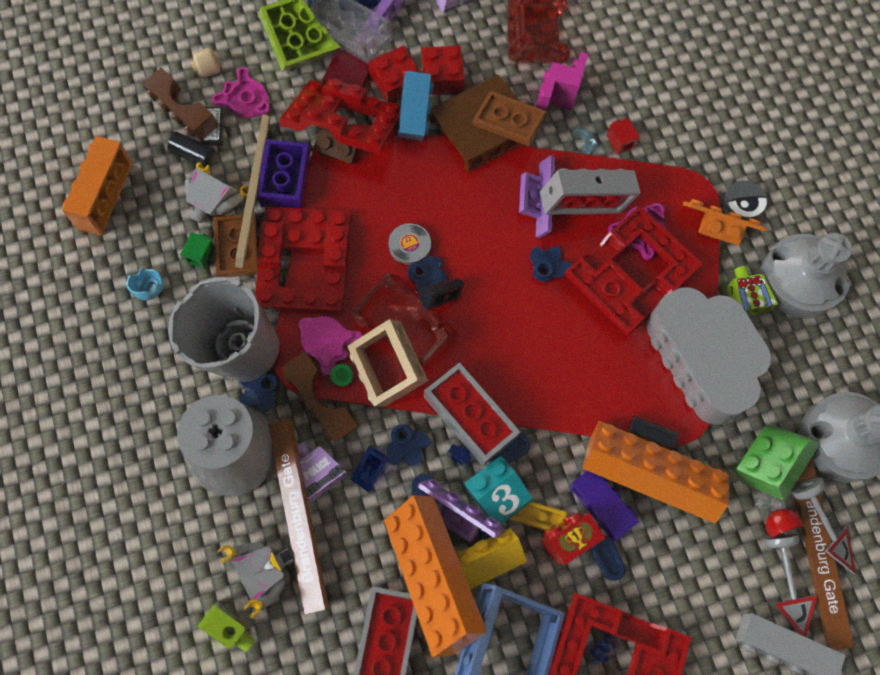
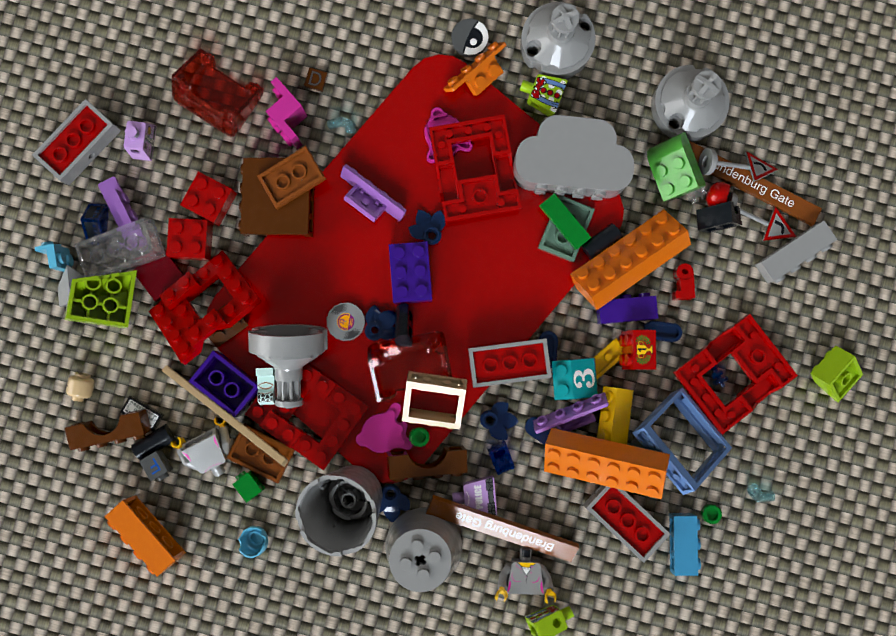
camera: 55 degrees left, 15 degrees up
(170, 162) = (156, 466): none -> dark grey brick
(245, 97) = (130, 372): dark pink tile -> none
(305, 205) = (266, 386): none -> light aqua leg
(346, 201) = (288, 350): none -> light grey piece
(415, 106) = (232, 244): dark azure brick -> none
(459, 455) = (530, 387): clear blue plate -> none
(495, 271) = (410, 272): none -> dark purple brick
(589, 191) = (395, 160): light grey brick -> none
(608, 97) = (316, 79): none -> reddish brown tile
(622, 136) = (357, 94): red brick -> none
(639, 392) = (554, 241): none -> sand green tile
(645, 384) = (565, 221): none -> green tile
(677, 543) = (684, 282): none -> red leg
(762, 536) = (718, 217): none -> black hinge

